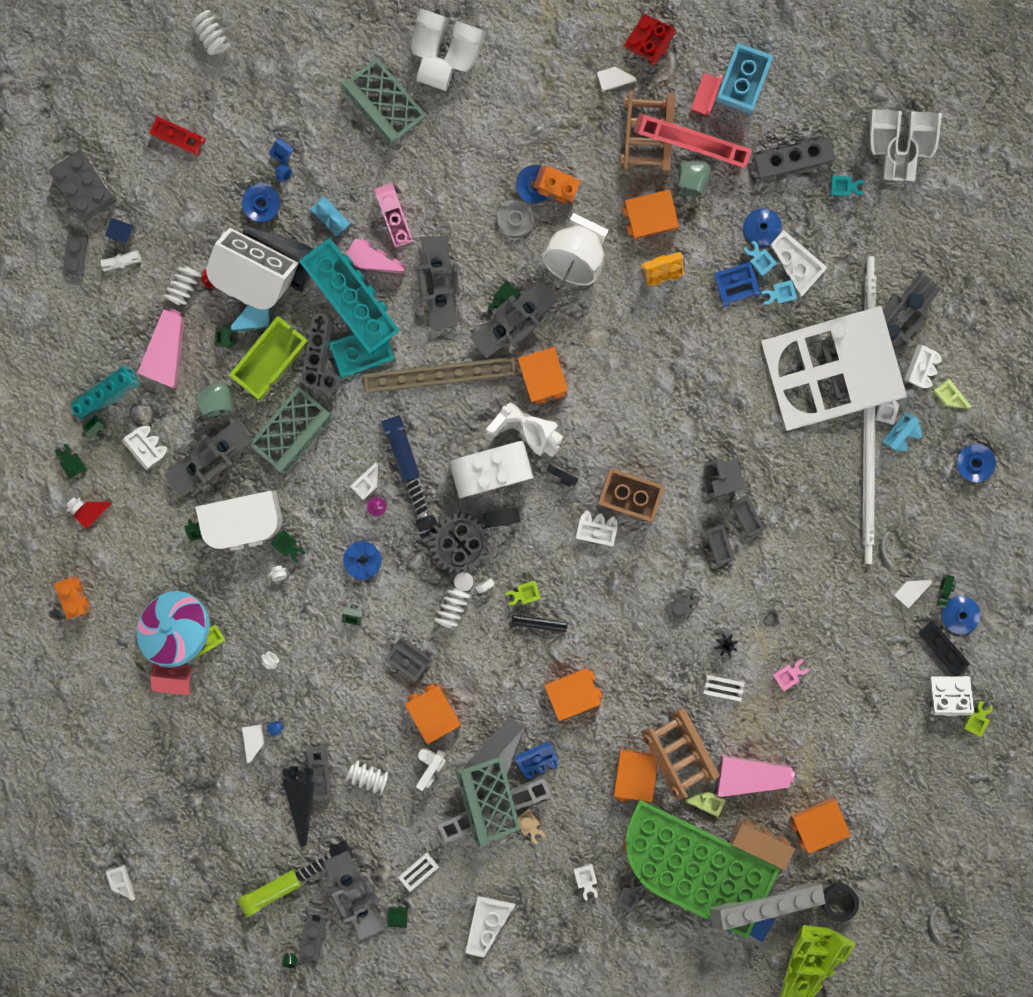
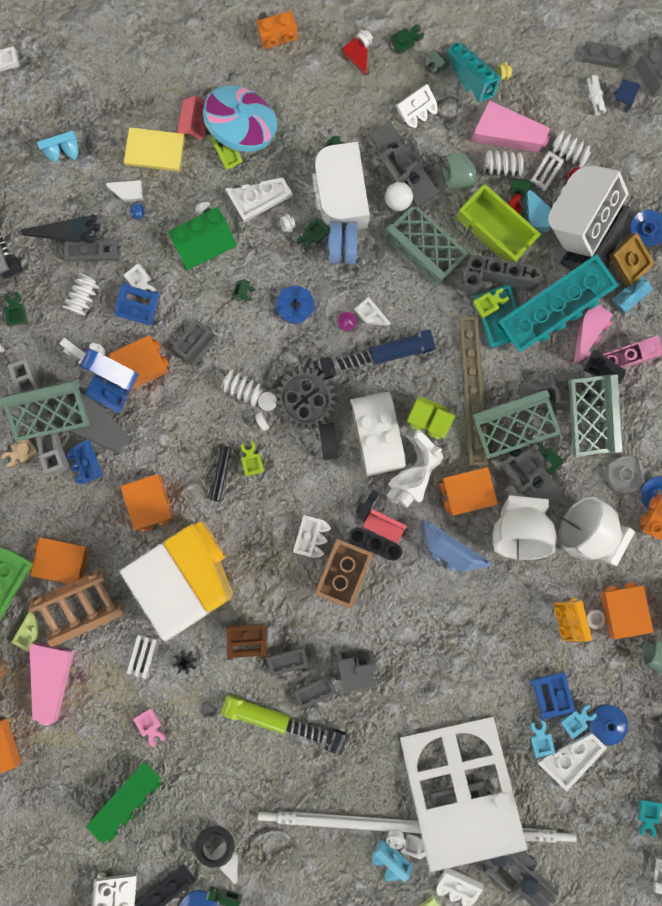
camera: 90 degrees right, 5 degrees down
(101, 358) = (504, 71): none -> light yellow plate
(202, 354) = (503, 162): none -> white piece
(205, 806) = (67, 141): none -> medium azure tile
(207, 716) = (154, 149): none -> light yellow tile
(219, 316) = (539, 184): none -> white tile
(245, 342) = (514, 203): none -> red plate
(245, 461) = (398, 196): none -> white hair
(253, 606) = (259, 197): none -> white wing
(296, 220) = (631, 259): none -> pearl gold plate
(298, 515) = (342, 243): none -> medium blue wheel
(300, 659) = (202, 238): none -> green slope
(346, 721) = (138, 278): none -> white plate
(352, 364) = (488, 304): none -> lime plate
(378, 723) = (136, 310): none -> blue plate
(388, 843) = (15, 312): none -> dark green plate
(410, 245) = (600, 365): none -> black wing
(445, 739) = (109, 370): none -> beam
(454, 238) = (610, 415): none -> sand green fence
(458, 339) = (515, 407): none -> sand green fence
(466, 743) = (107, 394): none -> blue plate
(473, 419) = (430, 416): none -> lime piece
(569, 320) = (524, 520): none -> white plate
(582, 457) = (384, 526): none -> coral panel
(602, 390) = (451, 551): none -> medium blue wedge
(607, 458) = (384, 544): none -> black beam
(647, 651) = (180, 580): none -> piece
(660, 244) = (595, 618): none -> white tile
(697, 587) = (243, 636): none -> reddish brown plate
(768, 588) = (239, 709): none -> piece
(862, 693) = (123, 802): none -> green wedge
(881, 430) = (395, 839): none -> white plate
(898, 617) = (230, 847): none -> black tyre

